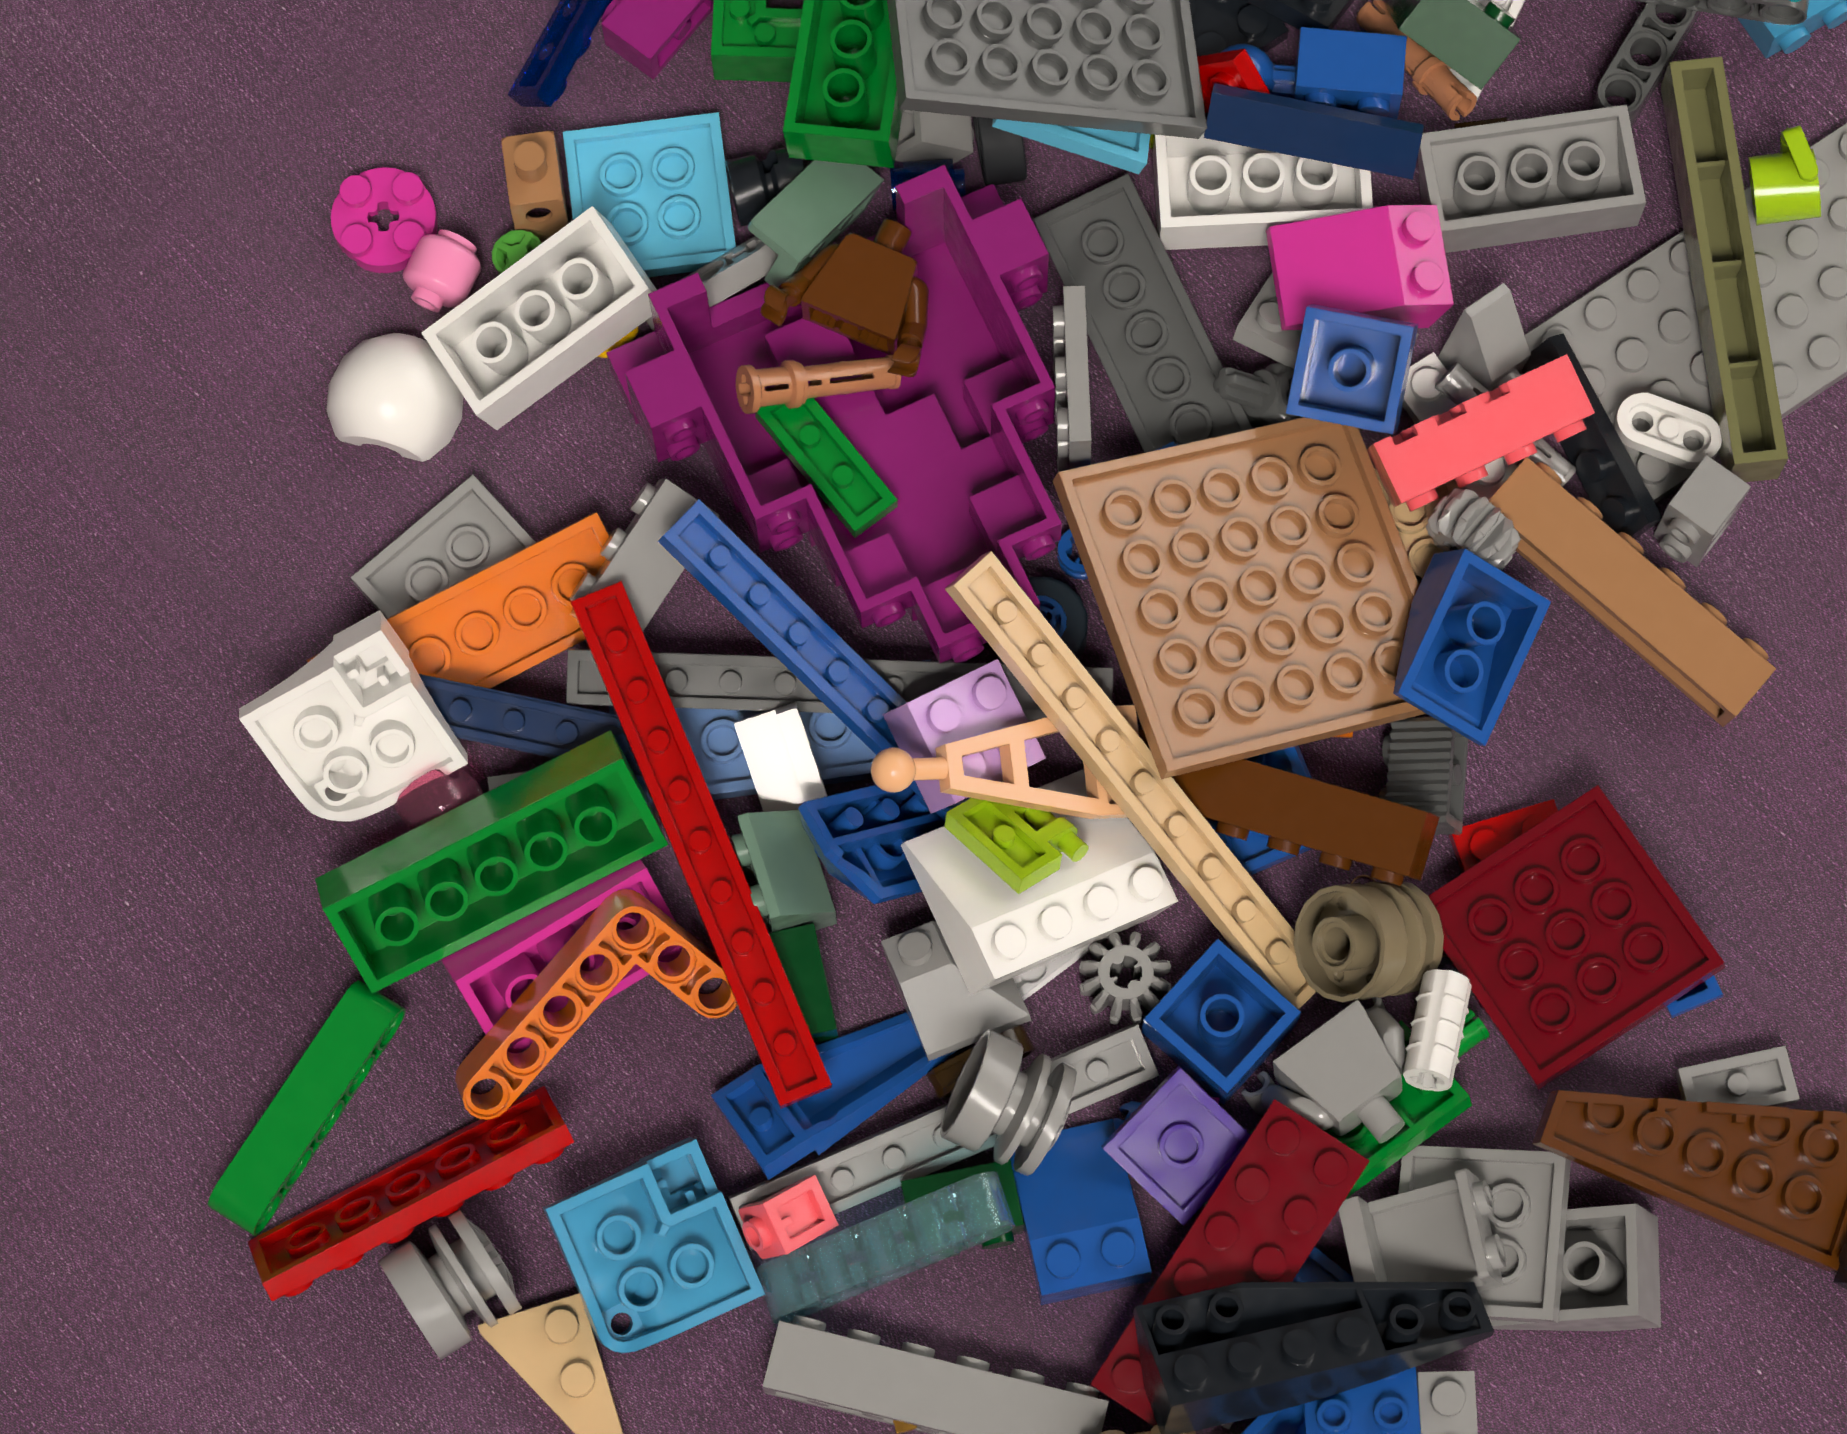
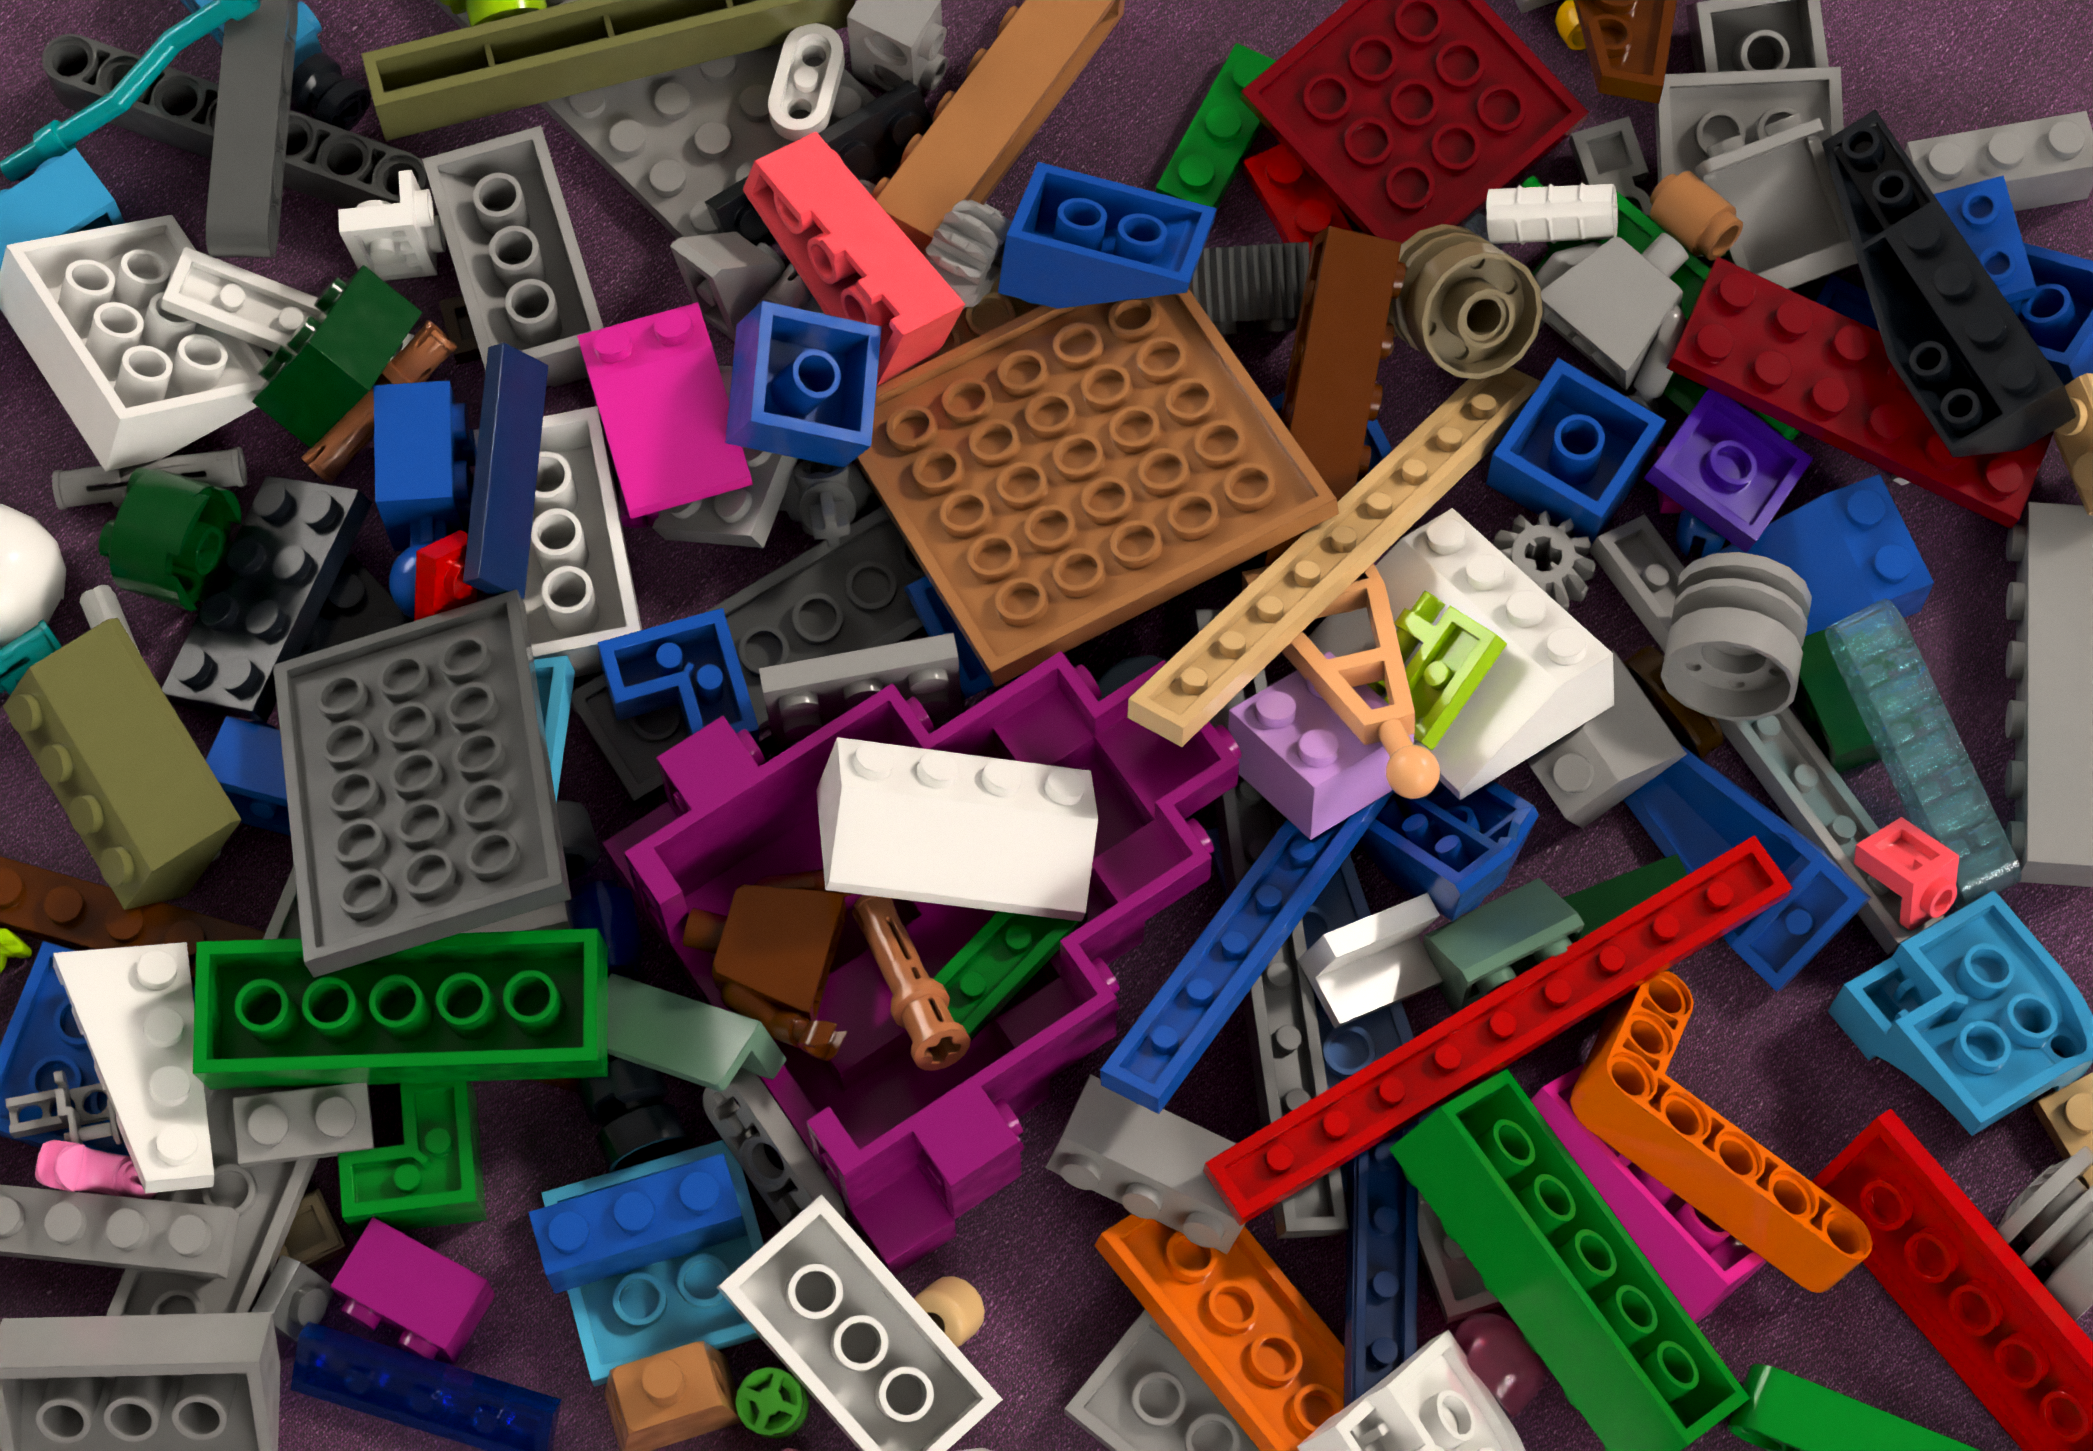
camera: 100 degrees left, 5 degrees down
(568, 403) = (953, 1307): none -> tan piece
(669, 170) = (637, 1223): none -> blue brick
(924, 426) = (957, 829): none -> white slope
(1122, 262) = (680, 664): none -> blue brick
(1423, 1161) = (1695, 215): none -> medium nougat brick
(1507, 1117) = (1612, 156): none -> light grey plate
(1564, 83) = (396, 237): none -> white bracket
(1568, 772) = (1218, 134): none -> green plate
(1725, 39) = (327, 94): none -> black wheel

